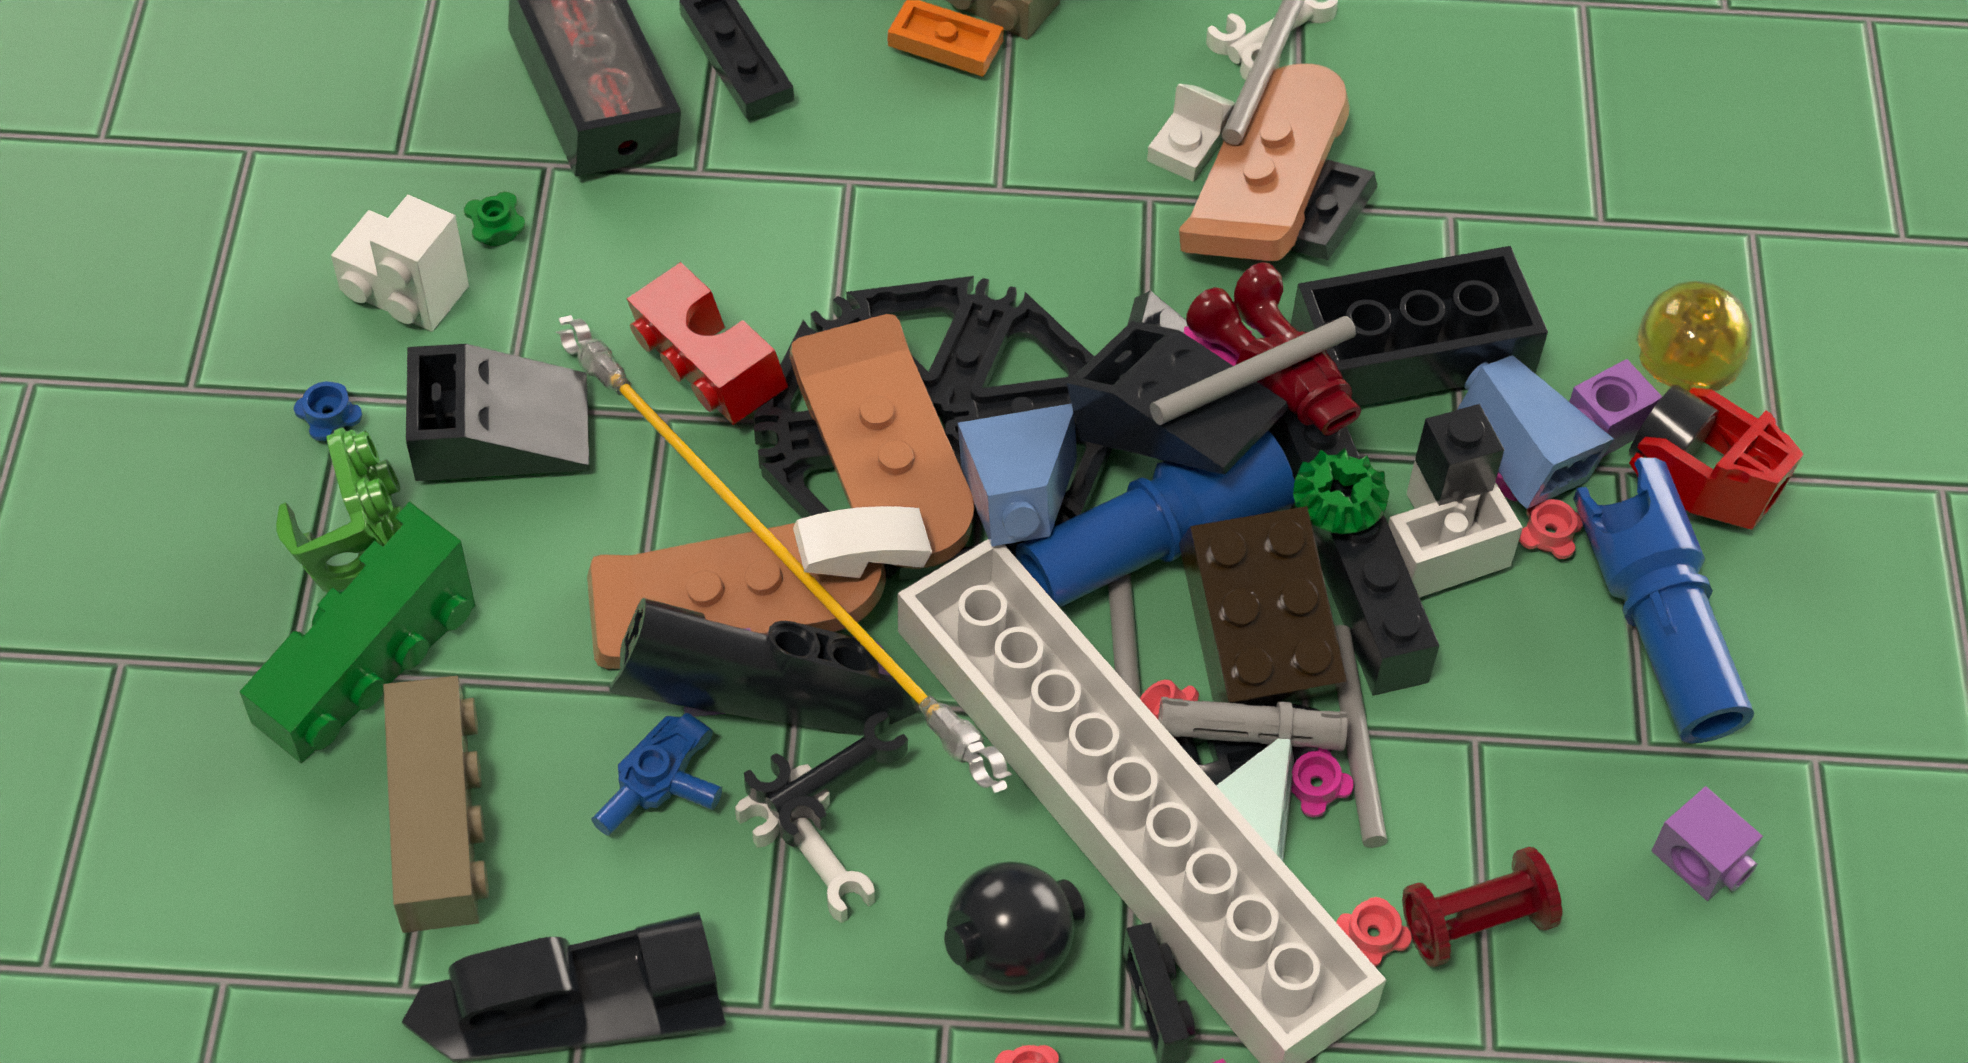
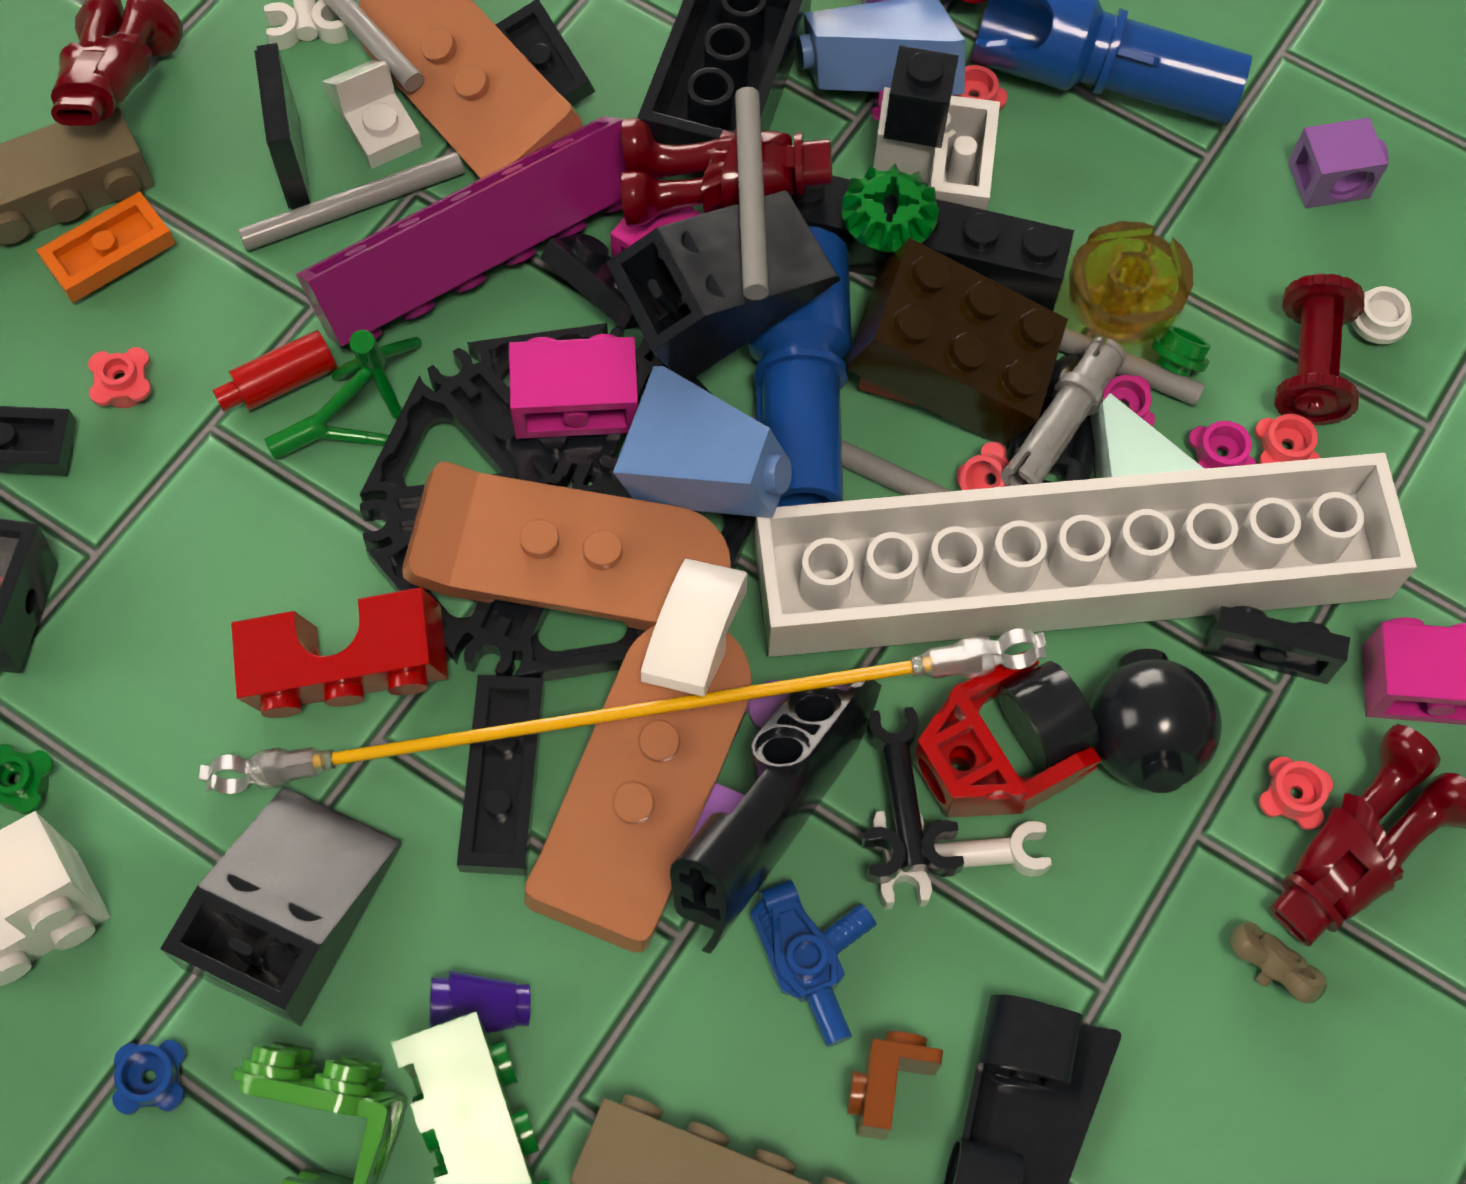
camera: 60 degrees left, 10 degrees up
(493, 575) = (497, 1002): none -> dark purple cone
(583, 866) = (874, 1091): none -> dark orange bracket
(678, 501) = (501, 779): none -> black plate
(845, 105) = (126, 390): none -> coral plate
(884, 793) = (1045, 717): none -> red piece
(892, 240) = (315, 426): none -> green plant
(917, 193) = (277, 373): none -> red cylinder
(956, 234) = (371, 355): none -> green plant
(1019, 360) = (573, 386): none -> dark pink brick
(1103, 161) = (351, 201): none -> light grey bar
(1104, 234) = (468, 233): none -> magenta brick
(1117, 75) = (282, 125): none -> black tile
(1335, 866) = (1225, 436): none -> dark pink plate
(1402, 800) = (1181, 351): none -> green plate
(1422, 714) = (1129, 282): none -> clear yellow cylinder
(1570, 954) = (1384, 316): none -> white plate

